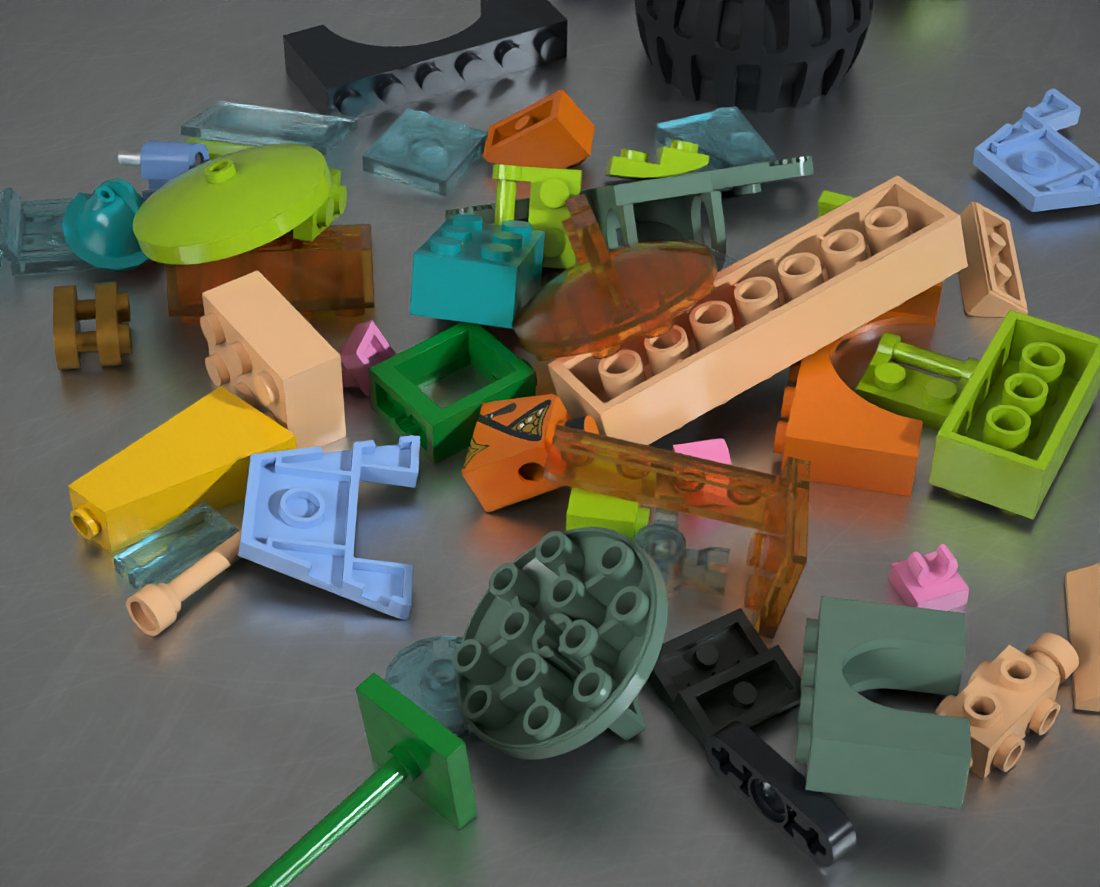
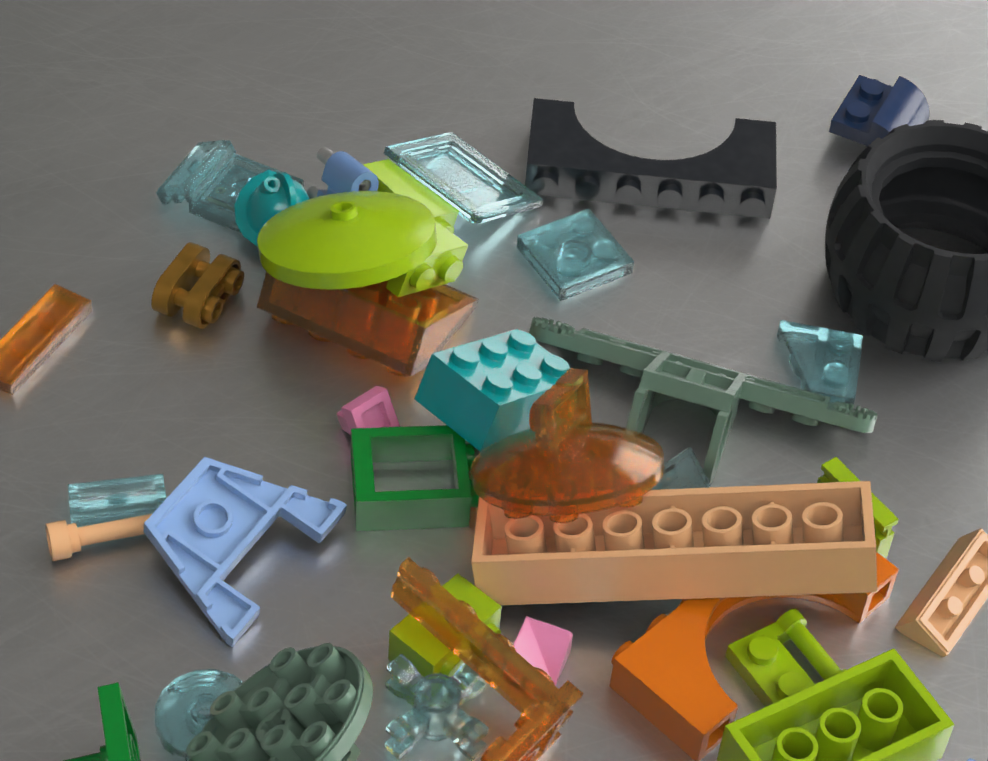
camera: 30 degrees right, 5 degrees up
(173, 469) = (158, 437): yellow slope -> none
(274, 359) = (284, 390): light nougat brick -> none
(512, 447) = (412, 535): orange torso -> none
(542, 135) = (669, 288): orange slope -> none
(547, 205) = (608, 357): lime plate -> none
(669, 161) = (755, 362): lime slope -> none

